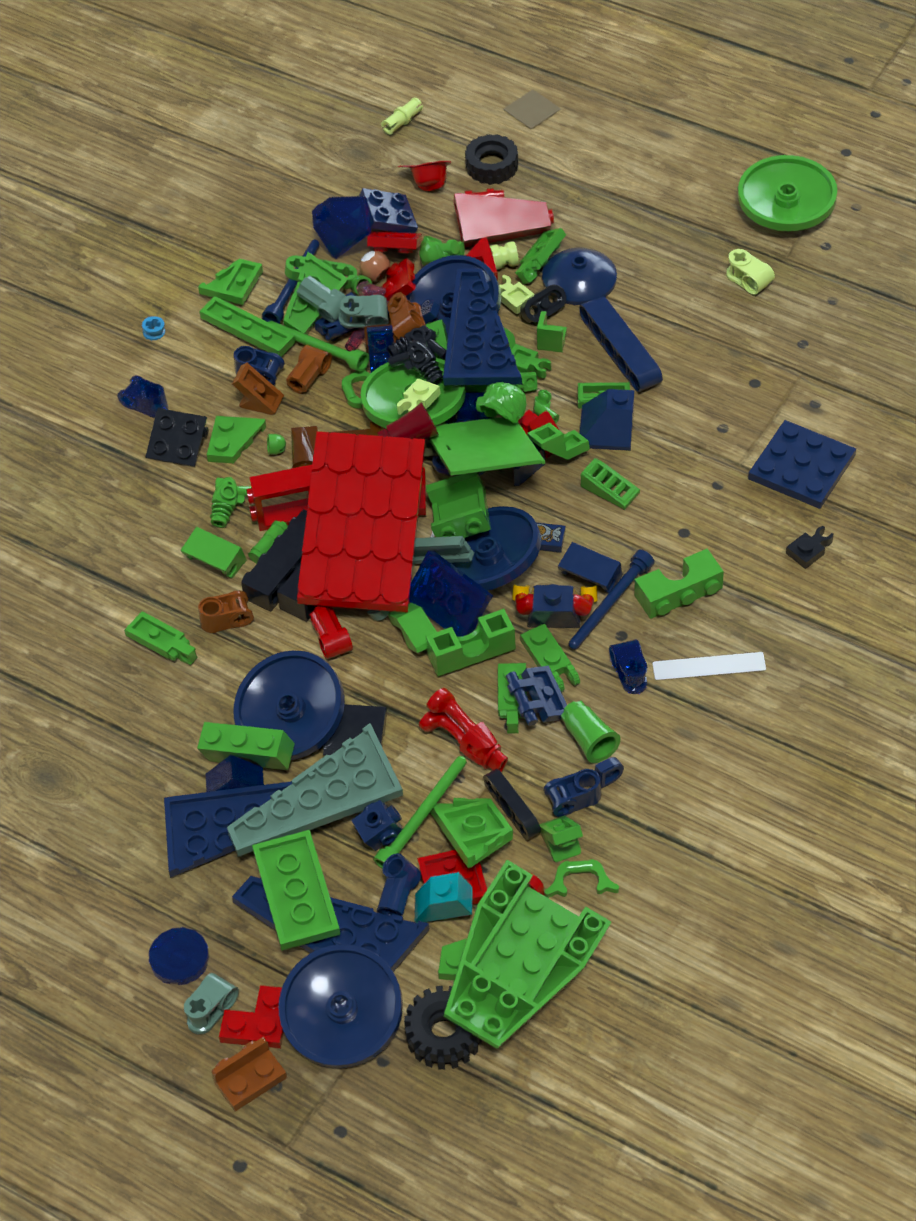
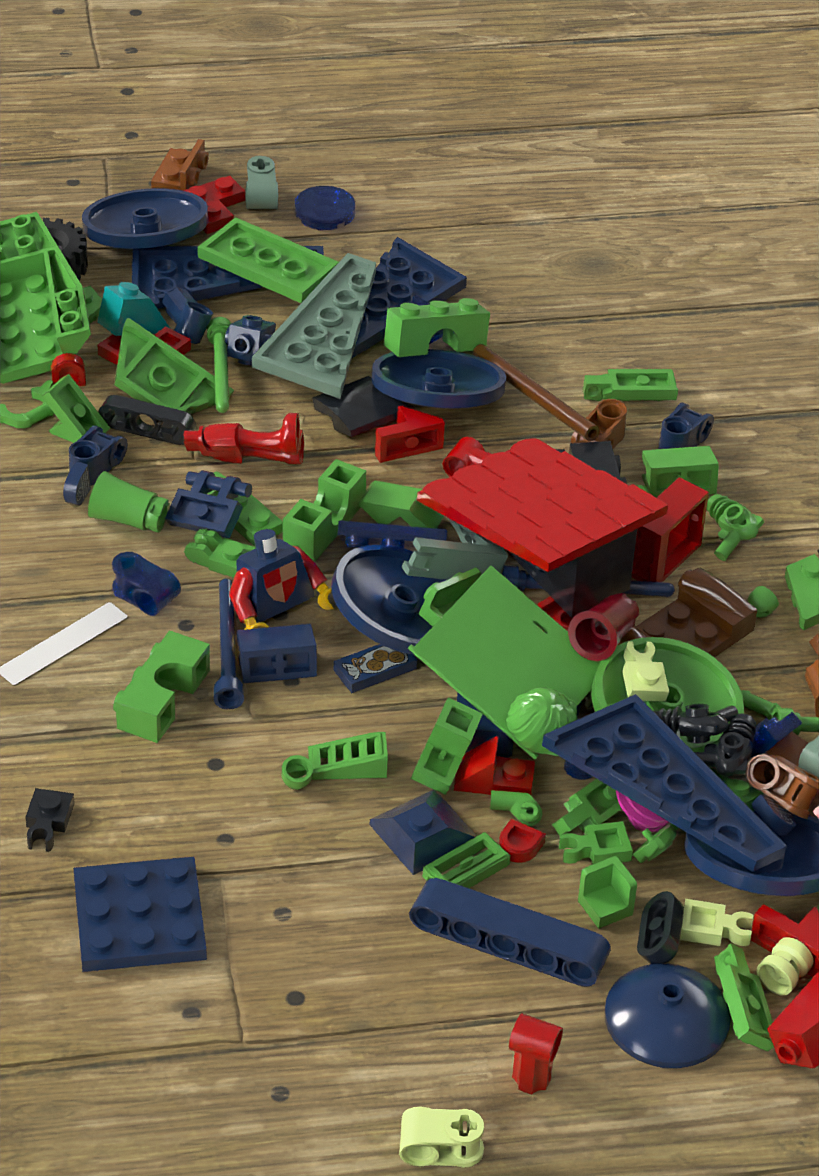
camera: 135 degrees right, 10 degrees down
(176, 579) = (685, 428): none -> dark blue piece
(238, 652) = (540, 395): none -> reddish brown piece
(358, 680) = (412, 435): none -> red slope
(562, 392) = (521, 841): none -> red tile
(649, 488) = (296, 767): none -> bright green hinge
(674, 269) = (535, 1050): none -> red piece

